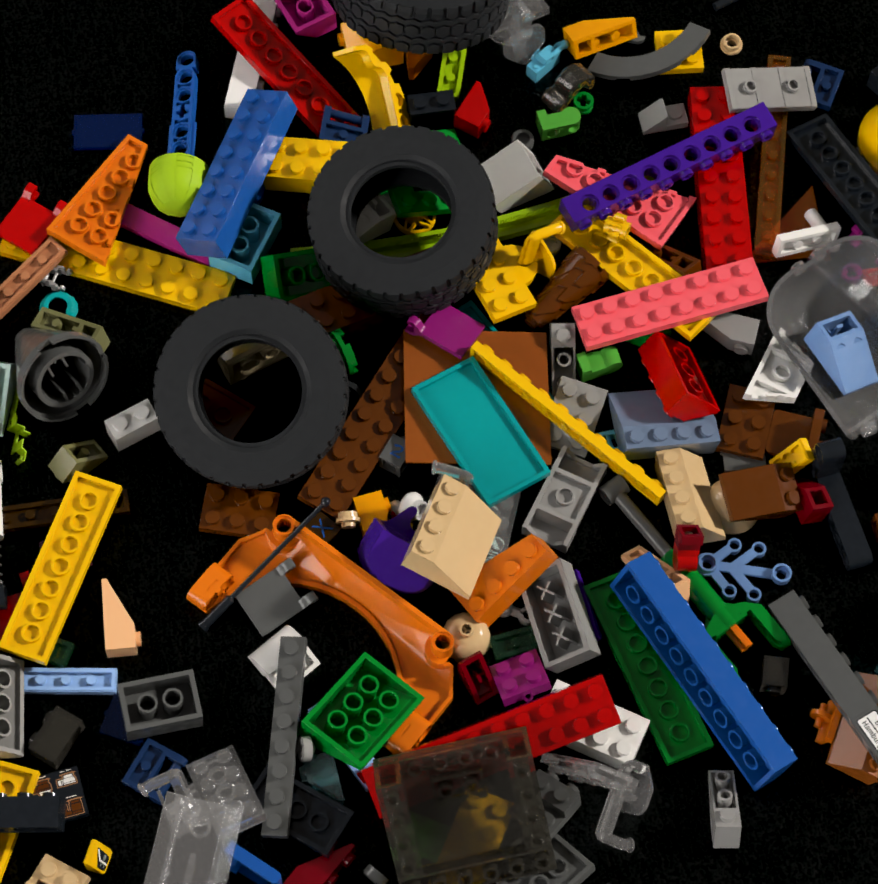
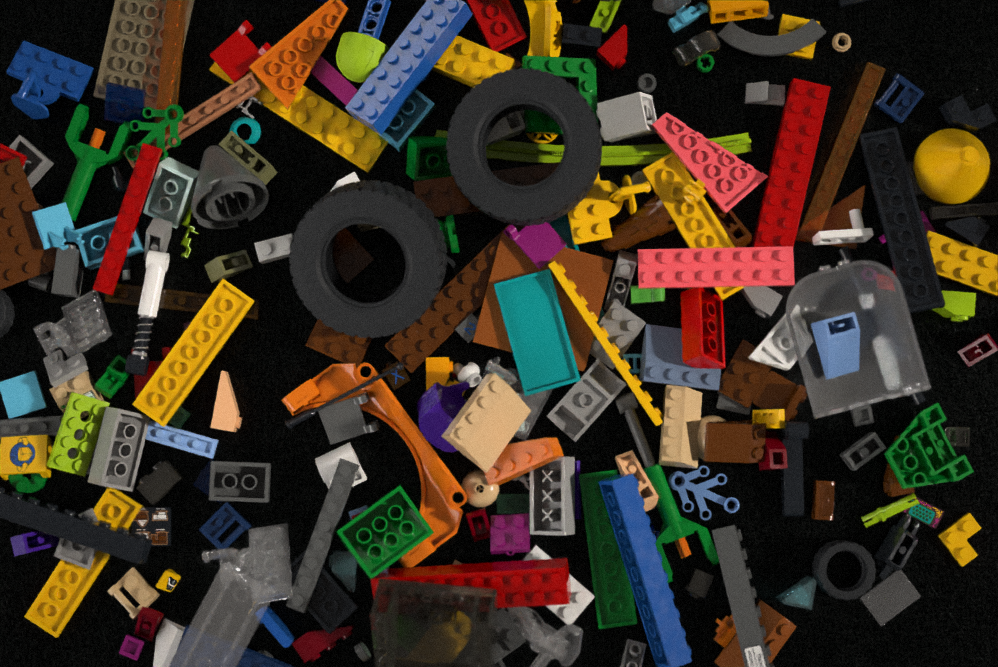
camera: 15 degrees right, 20 degrees up
(305, 749) = (336, 548): light grey tile -> none
(339, 131) = (502, 43): dark blue plate -> none
(348, 519) = (416, 375): tan plate -> none
(558, 123) = (678, 78): bright green leg -> none
(687, 547) = (663, 476): leg -> none
(756, 117) = (837, 126): dark purple brick -> none
(777, 87) = (856, 98): light grey container -> none

